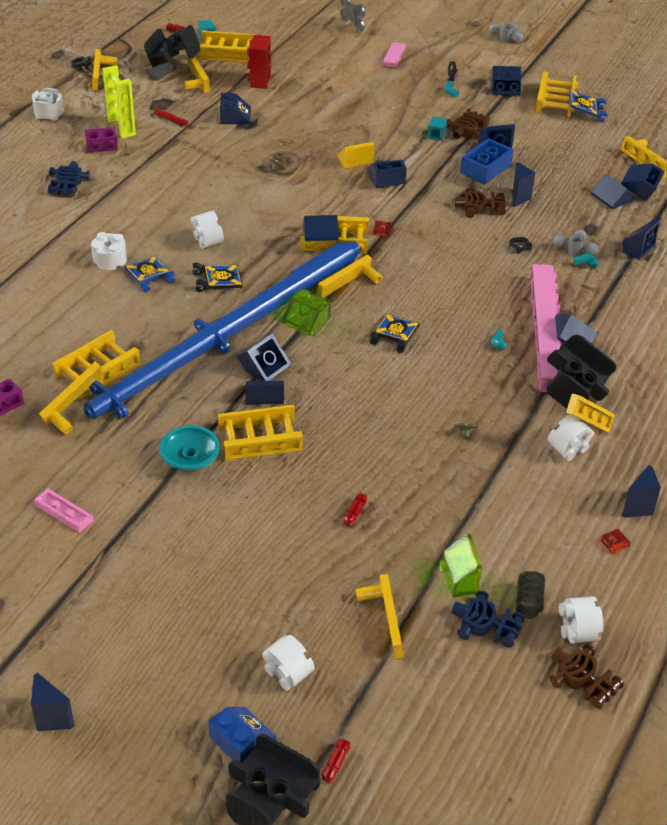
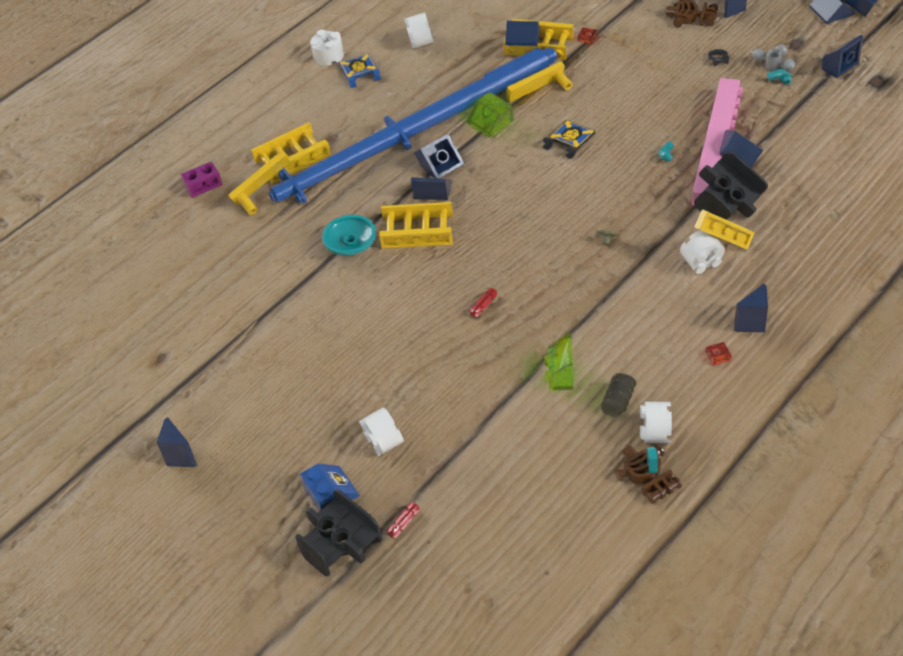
camera: 20 degrees right, 5 degrees up
(63, 510) = (232, 282): bright pink tile -> none
(217, 276) = (419, 76): flag -> none
(384, 590) = (487, 381): yellow piece -> none
(473, 621) = (567, 415): dark blue piece -> none
(590, 660) = (652, 459): none -> teal tile

